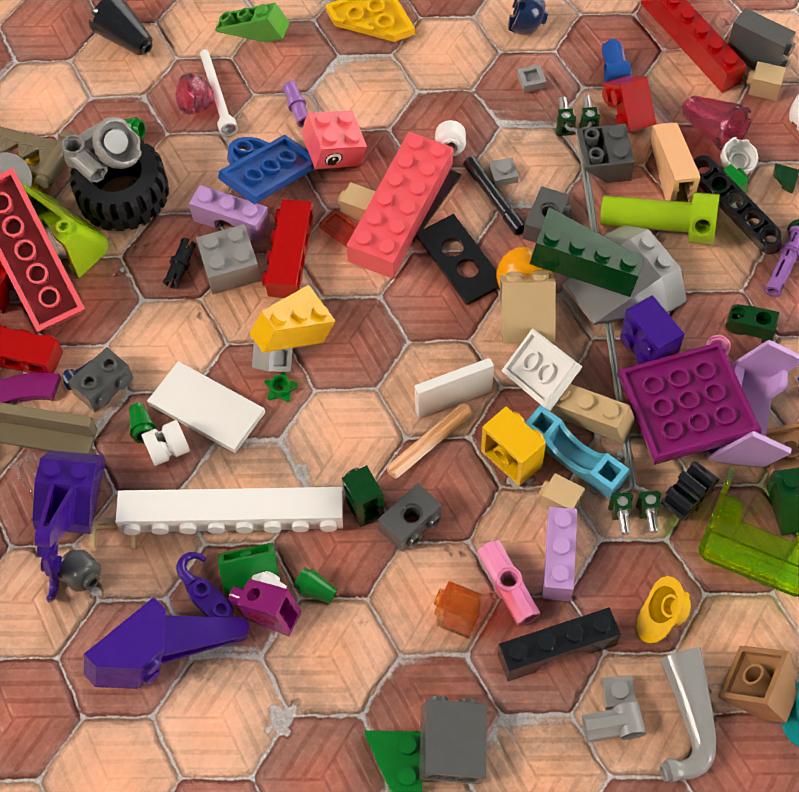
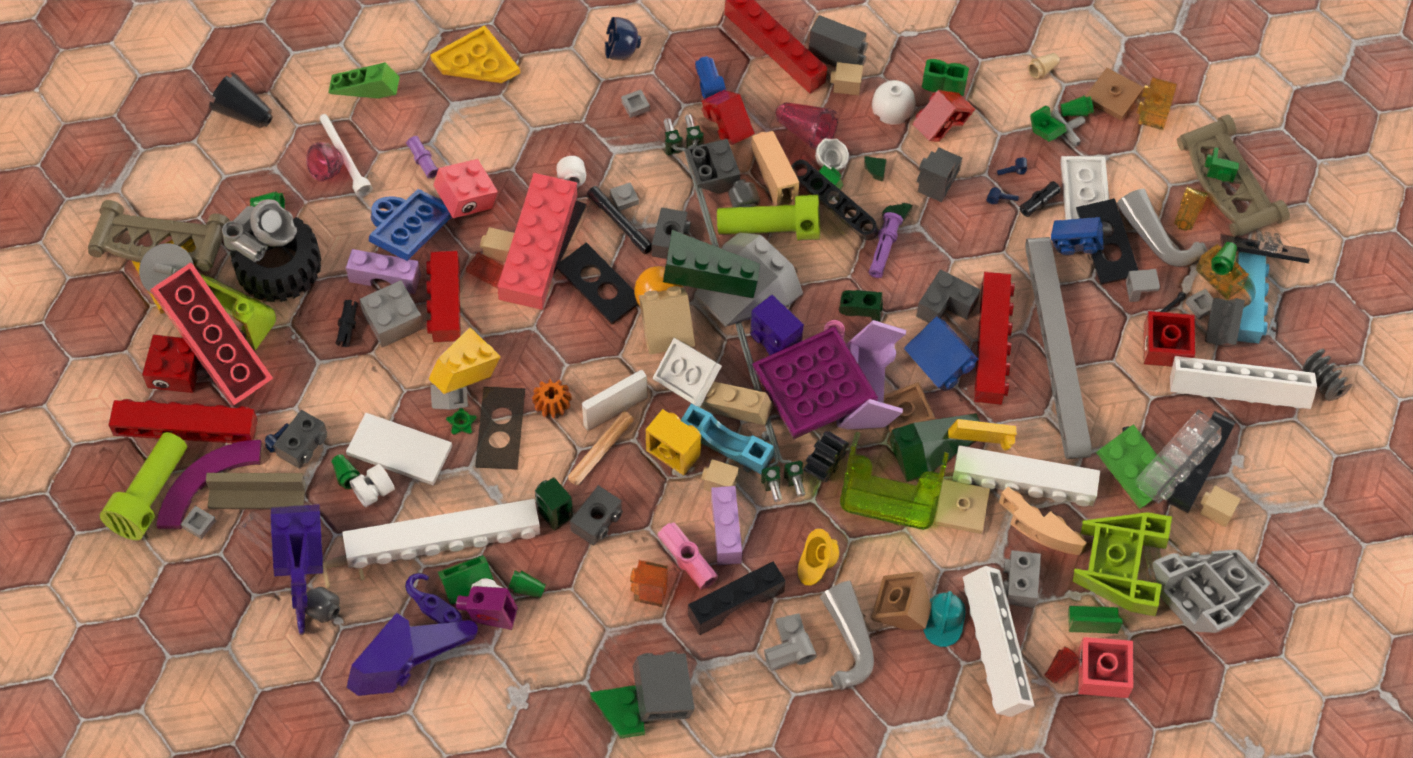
camera: 15 degrees left, 0 degrees up
(324, 433) = (508, 456): none -> clear smoke piece
(393, 374) = (551, 390): none -> orange gear
(635, 185) = (743, 194): none -> dark grey head

